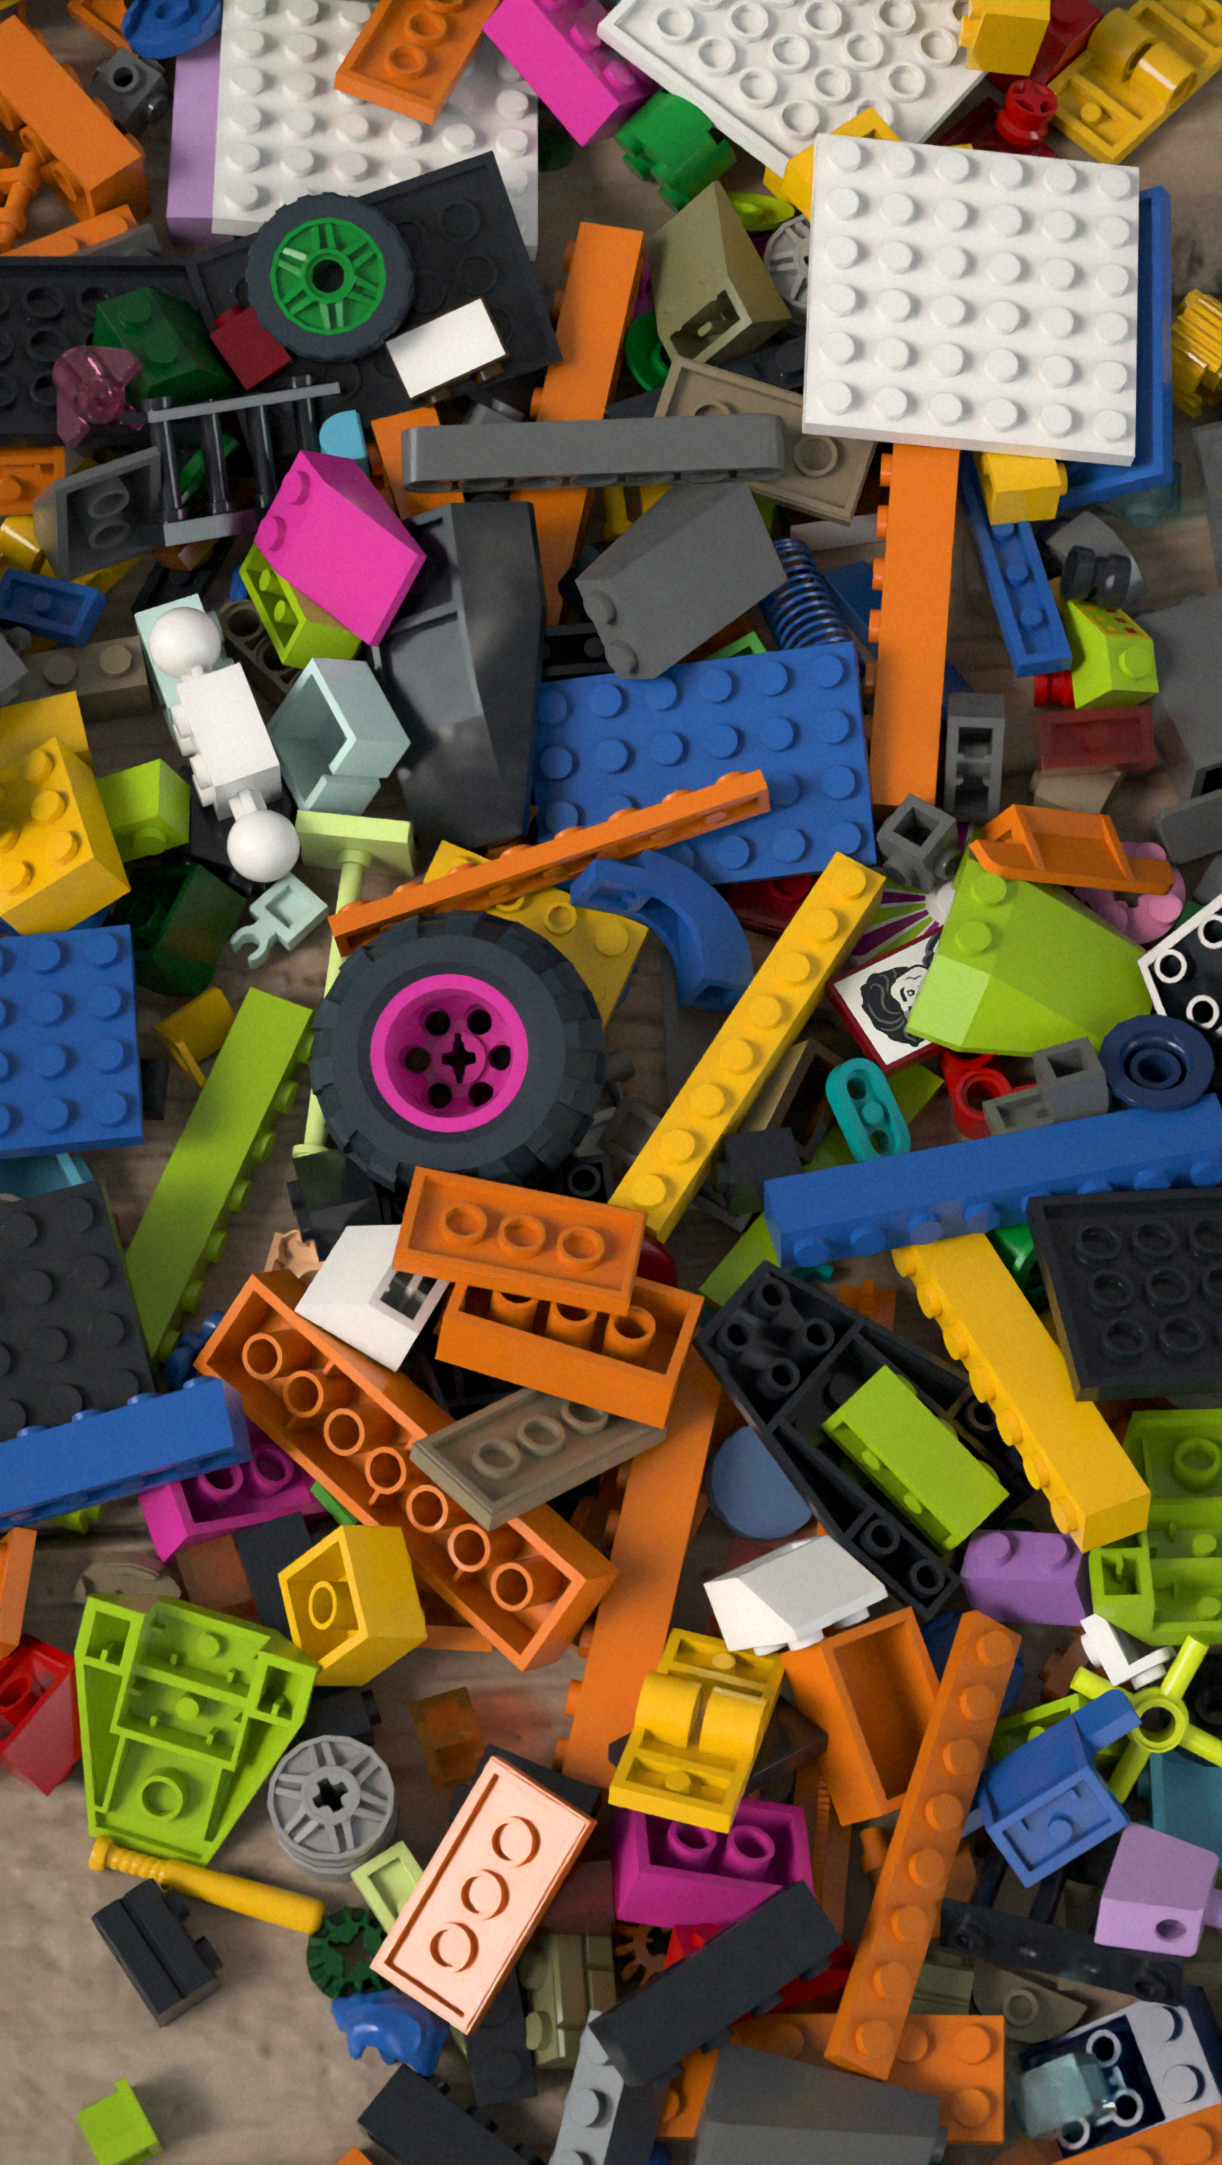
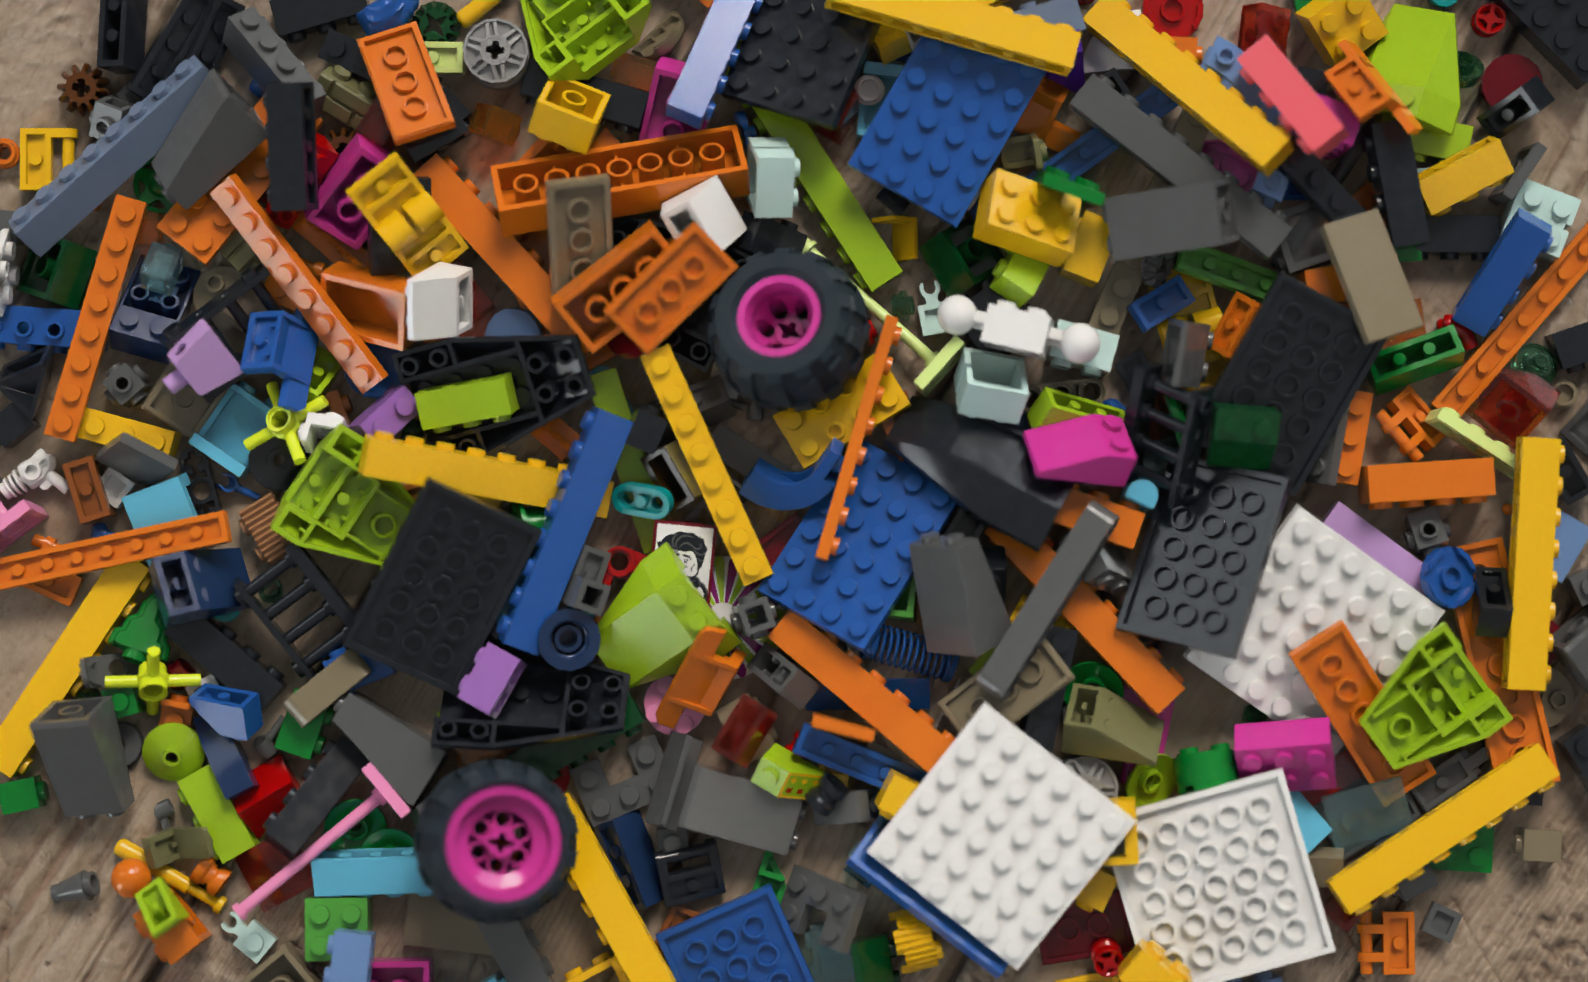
camera: 125 degrees right, 20 degrees up
(92, 388) = (1239, 384): clear pink brick -> none
(237, 1232) = (772, 177): none -> light aqua piece
(249, 347) = (1220, 480): dark red brick -> none
(287, 271) = (1219, 535): wheel -> none
(302, 965) = (902, 306): none -> clear green plate
(448, 352) = (1151, 571): white brick -> none
(982, 620) = (842, 726): none -> orange tile

